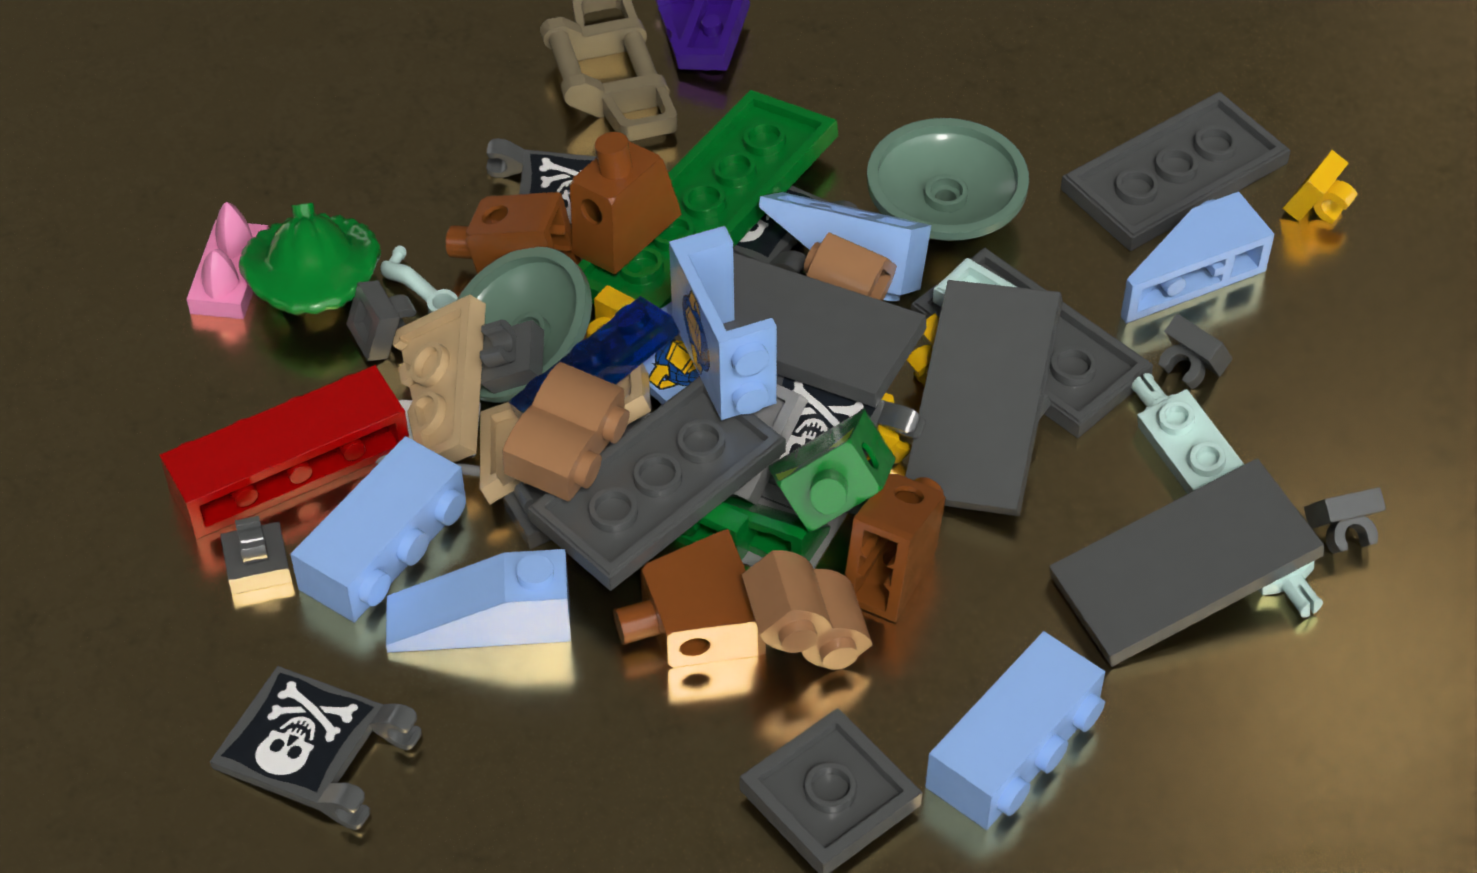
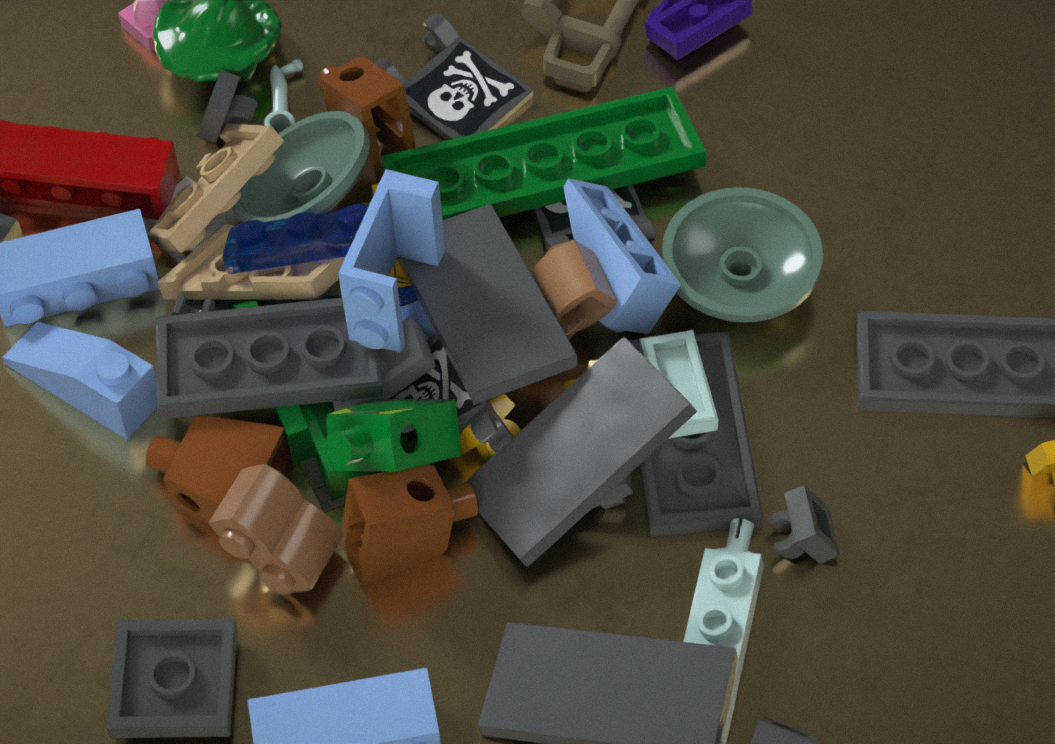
camera: 40 degrees right, 5 degrees up
(511, 354) = (266, 191): dark grey tile -> none
(565, 431) = (218, 274): medium nougat brick -> none
(620, 202) = (454, 119): dark orange torso -> none
(1204, 252) = (896, 449): light blue slope -> none

